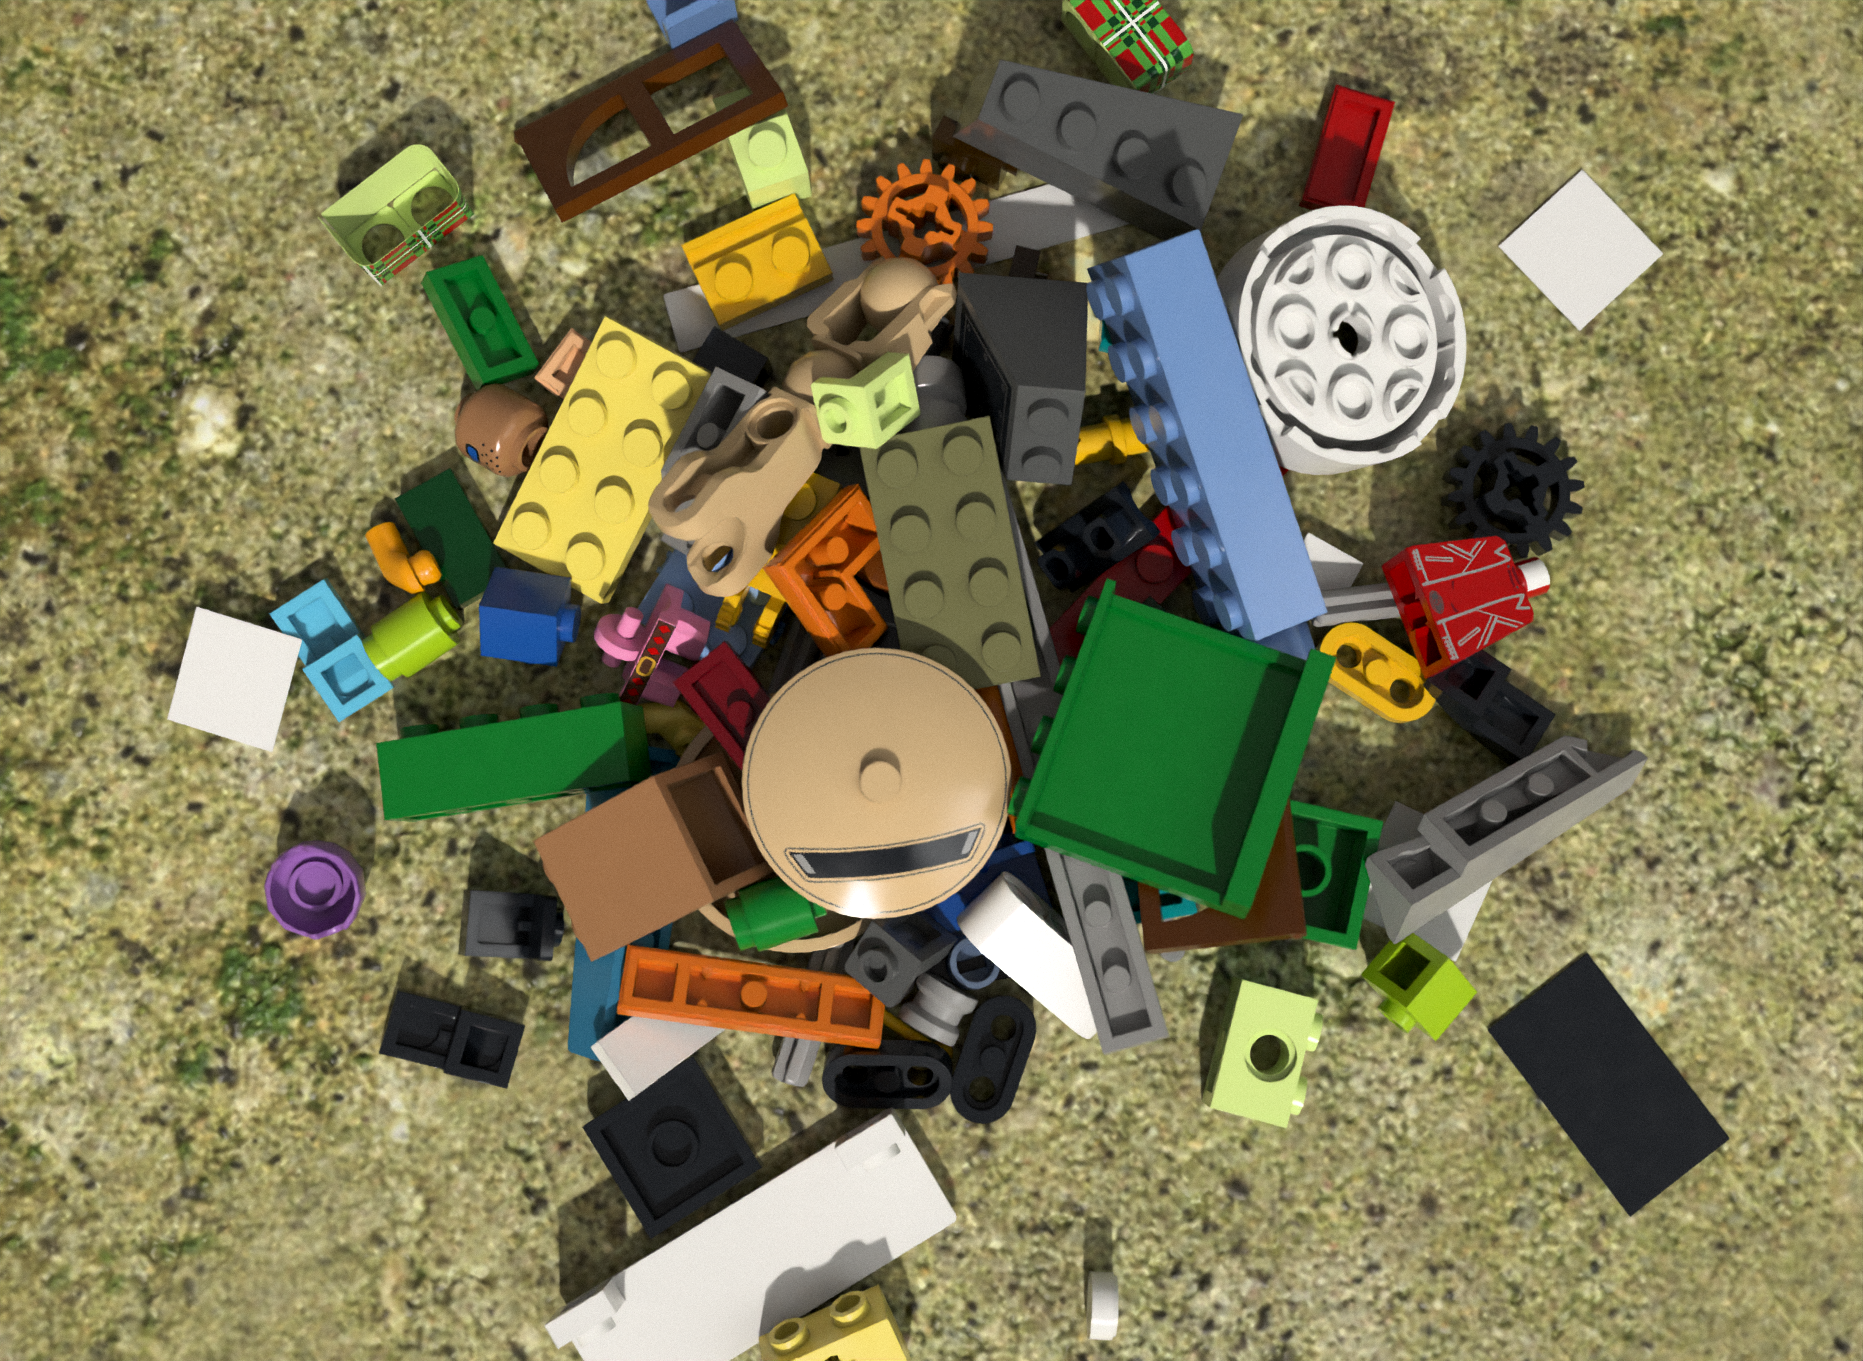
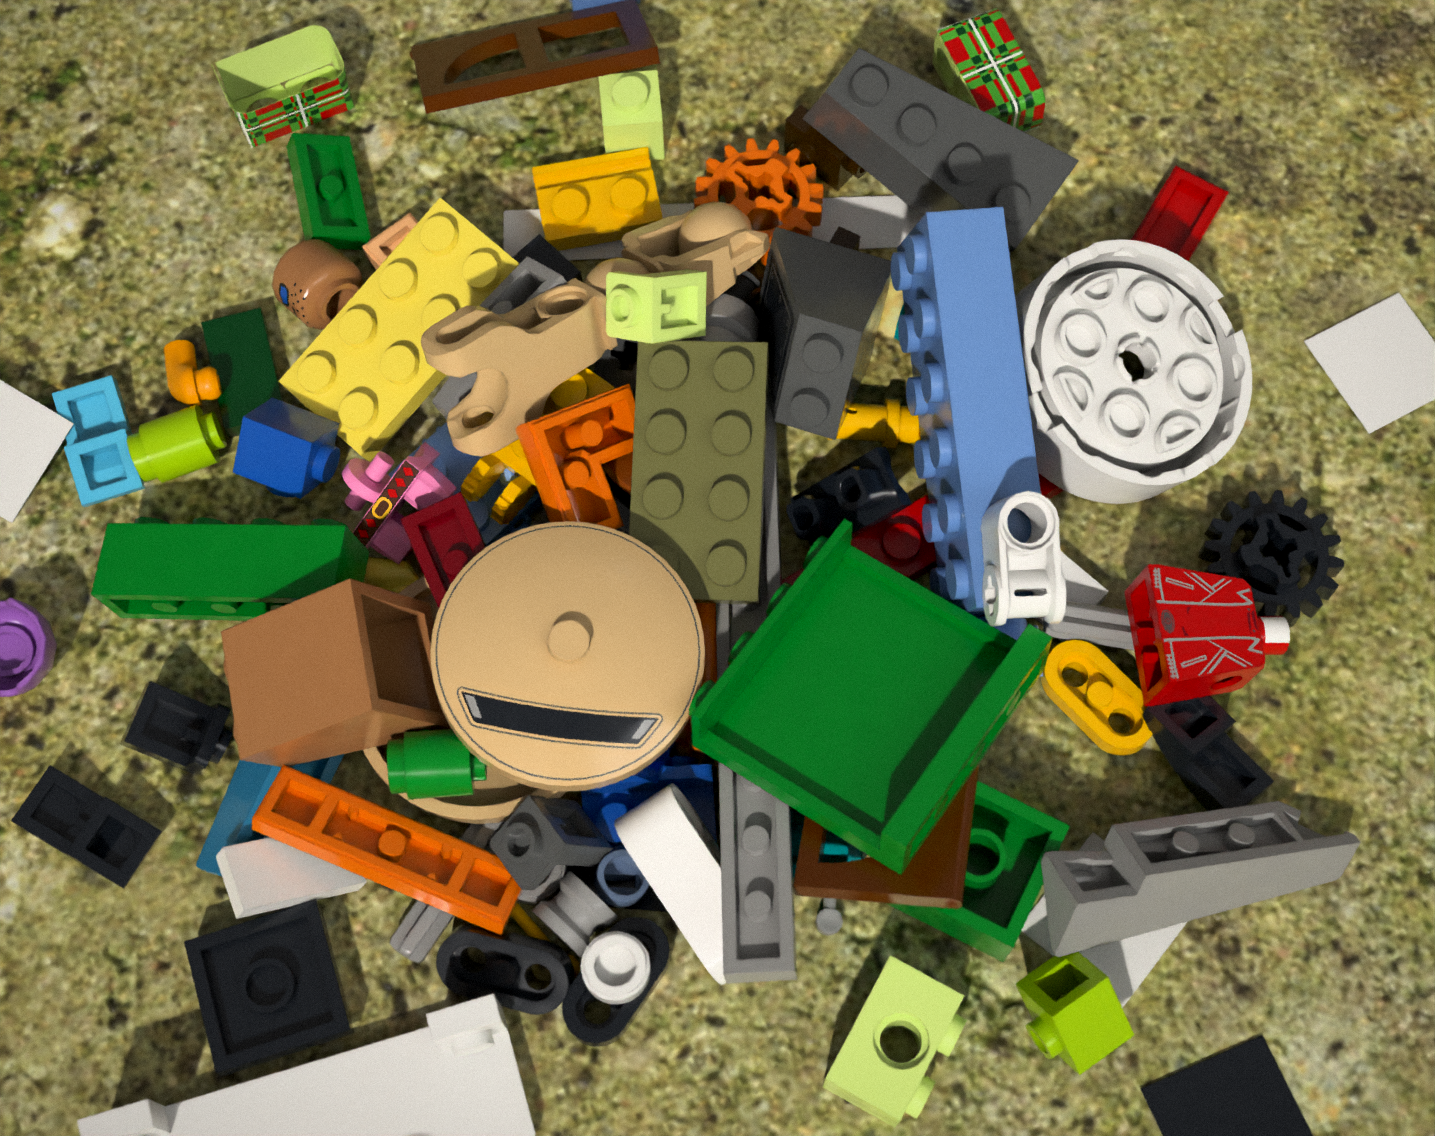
camera: 20 degrees right, 15 degrees down
(991, 1052) = (615, 967): none -> white tile
(1299, 603) = (1022, 566): none -> white piece

